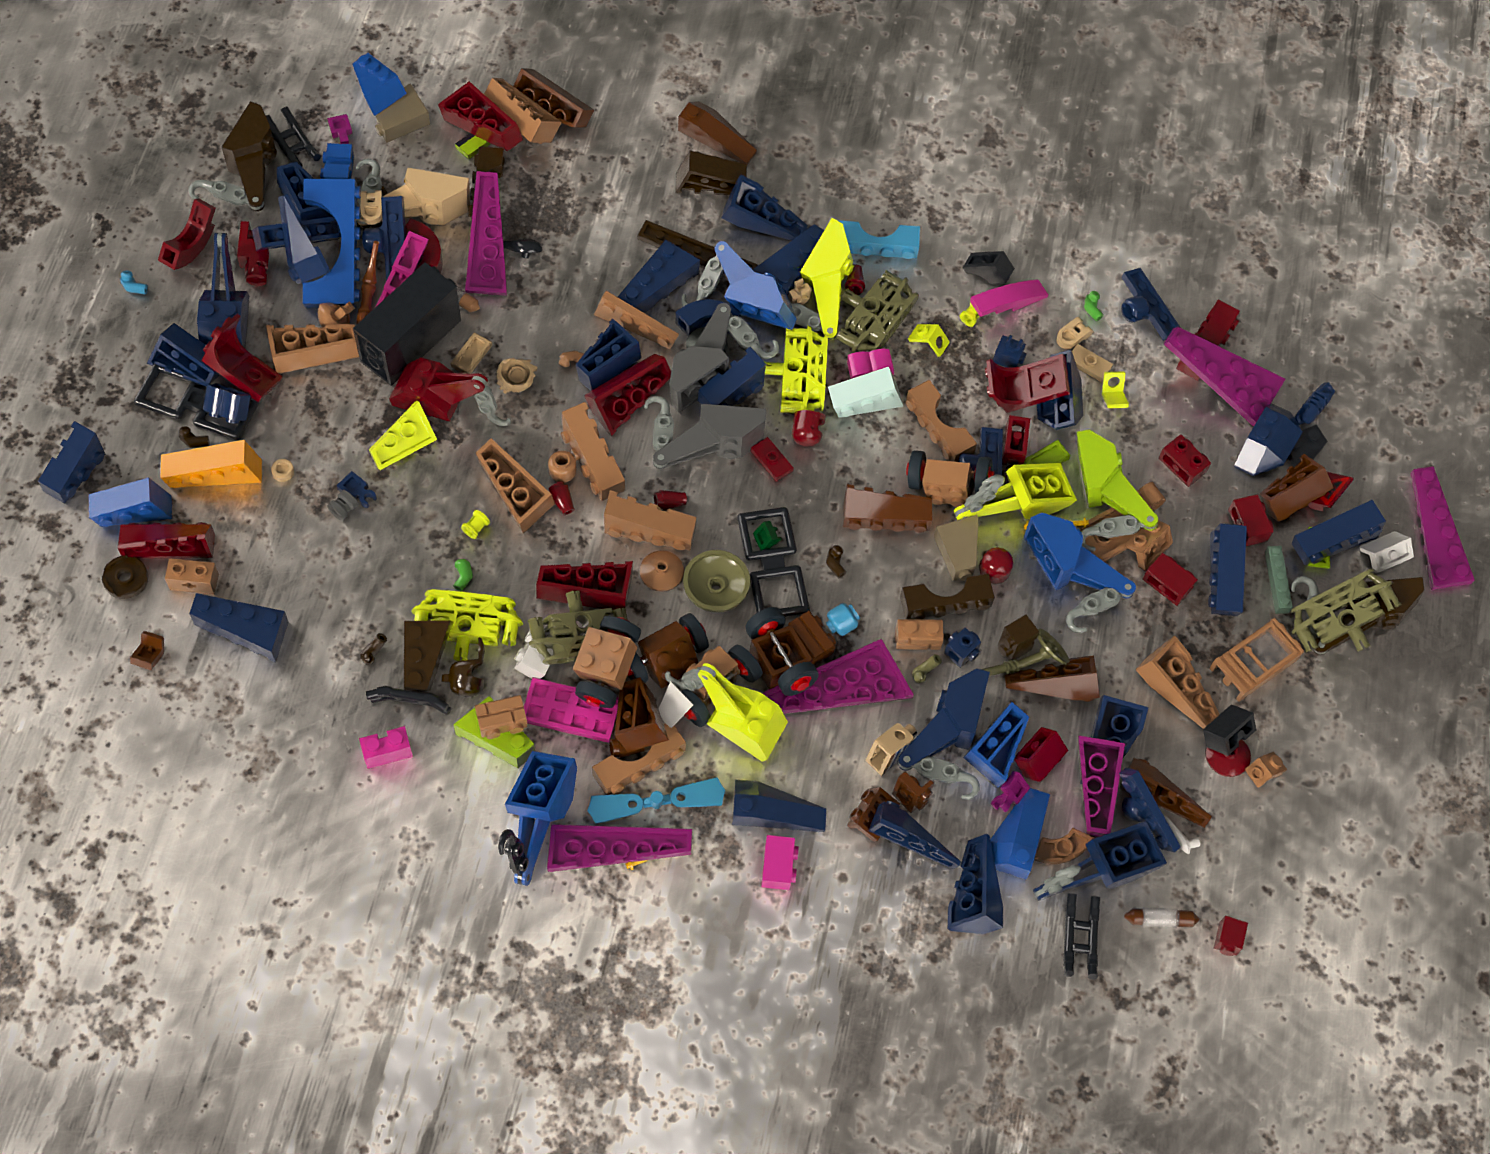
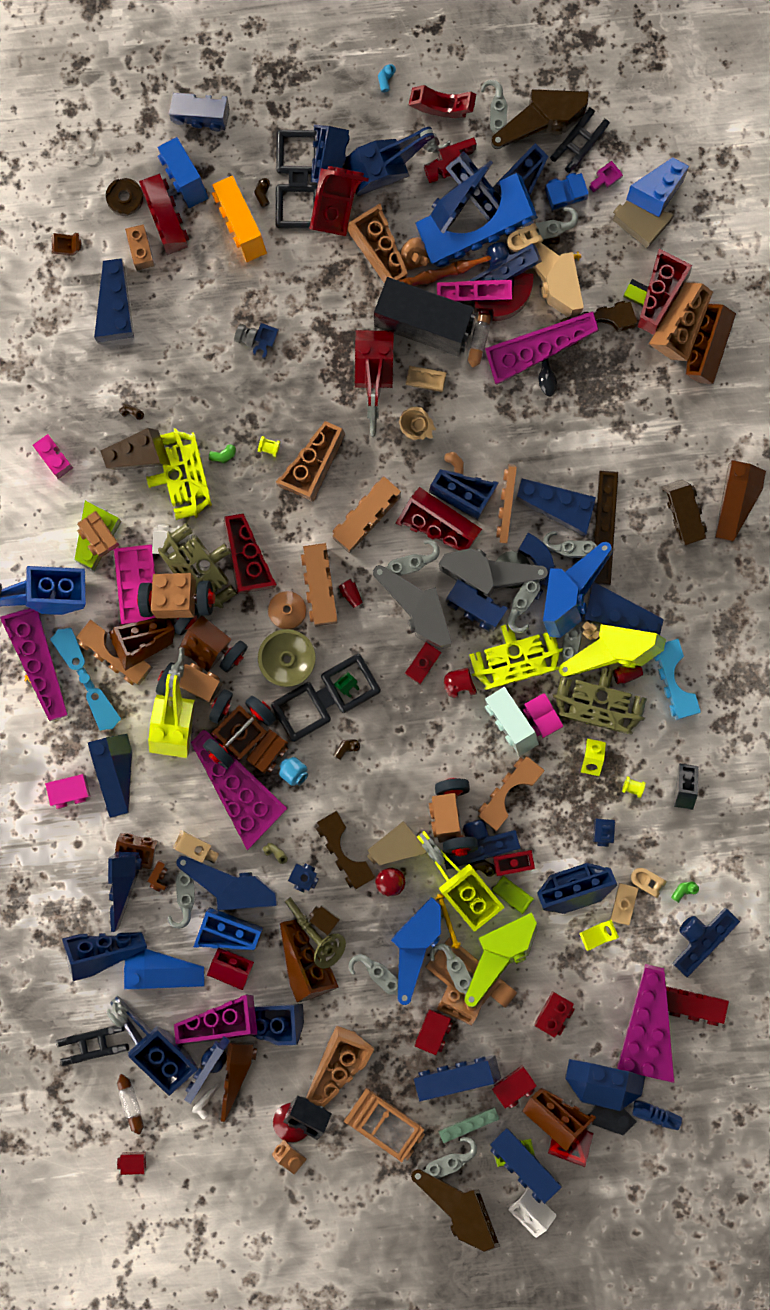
camera: 75 degrees right, 20 degrees up
(226, 403) = (299, 204): dark blue brick -> none
(282, 470) = (262, 274): tan tile -> none
(388, 693) = (102, 474): black piece -> none
(404, 437) = (323, 357): neon yellow wing -> none
(461, 678) = (131, 490): dark brown hair -> none
(562, 466) = (343, 489): medium nougat head -> none
(562, 497) = (319, 505): dark red cone -> none
(673, 705) = (159, 663): white sticker -> none
(757, 211) = (665, 565): dark blue wedge -> none
(886, 510) = (405, 775): reddish brown wedge -> none
(919, 634) = (302, 837): medium nougat brick -> none
(1009, 296) = (661, 814): dark pink slope -> none
(1013, 792) = (193, 956): magenta plate -> none
(1027, 384) = (572, 854): dark red bracket -> none
(1062, 849) = (160, 1009): medium nougat tile -> none
(1338, 598) = (455, 1193): olive piece -> none
(1444, 550) = (558, 1260): magenta wing -> none

